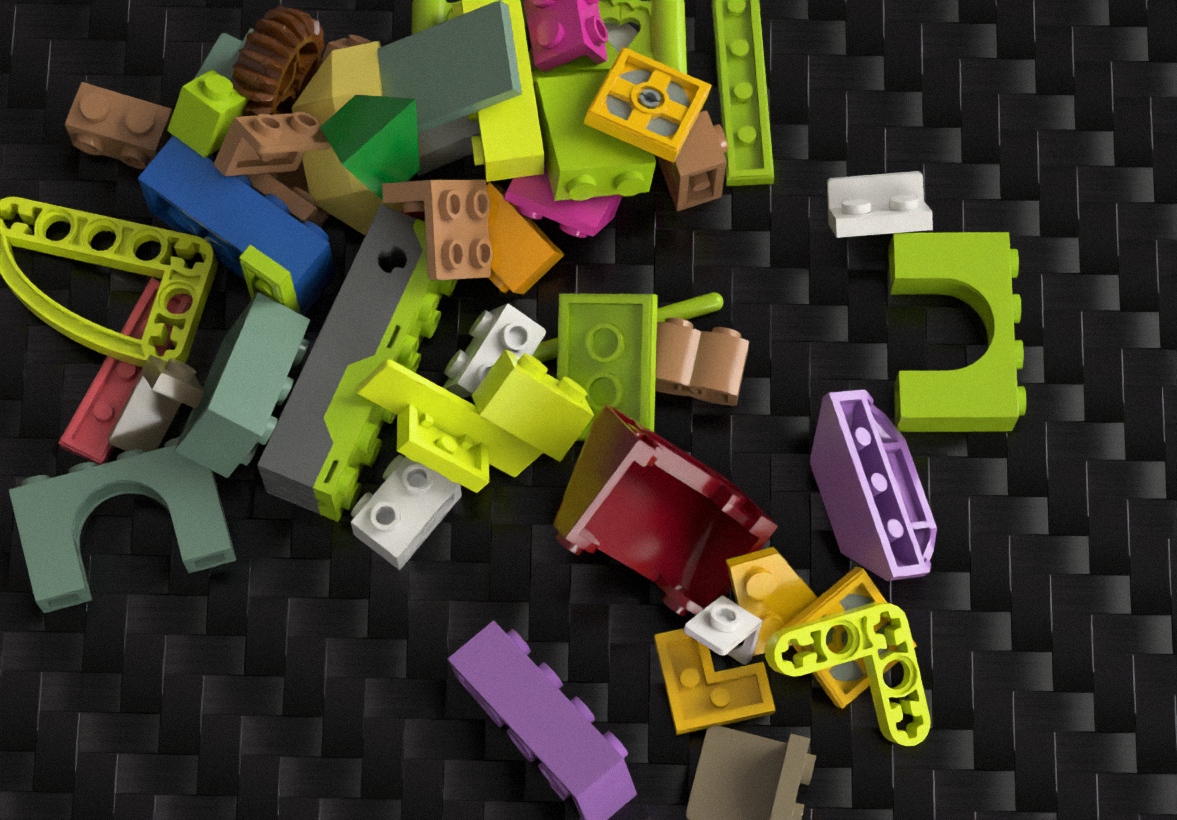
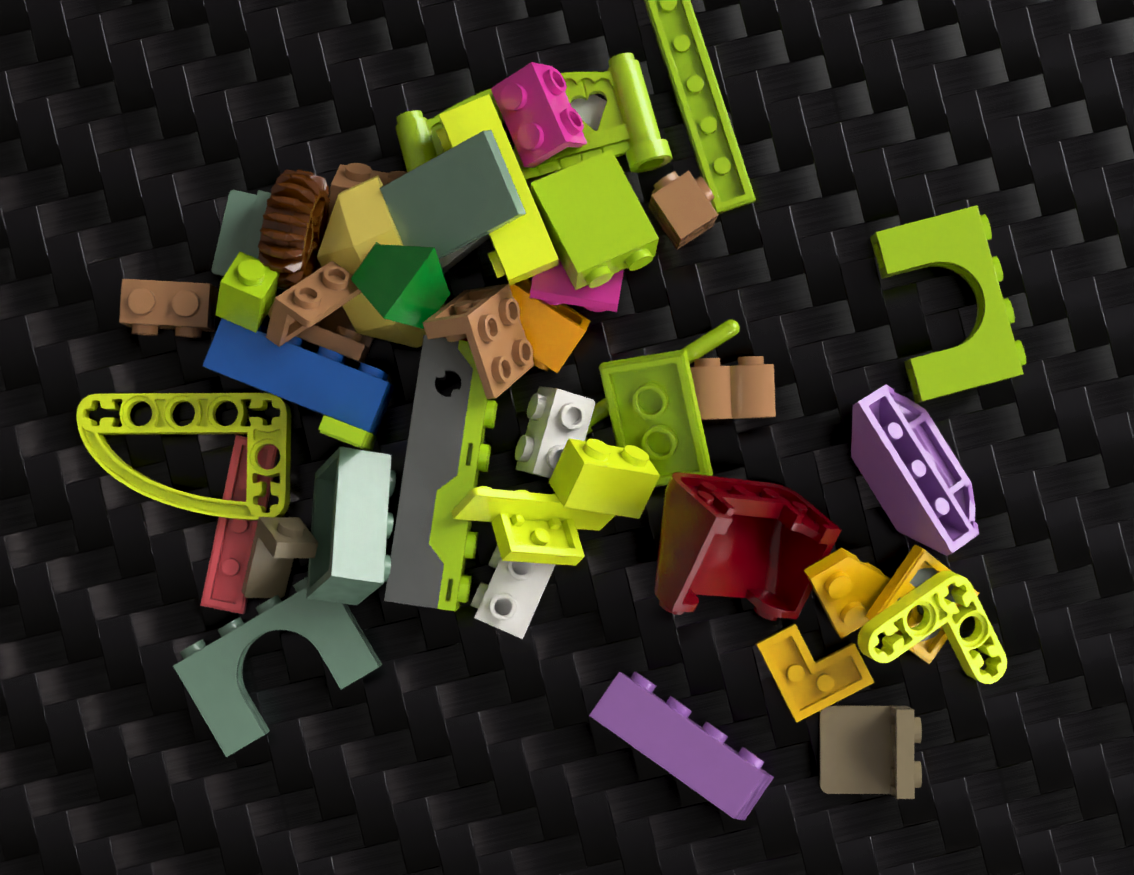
camera: 15 degrees left, 15 degrees up
(647, 104) = (637, 185): yellow piece -> none
(723, 627) = (816, 630): white bracket -> none
(877, 204) = (855, 207): white bracket -> none

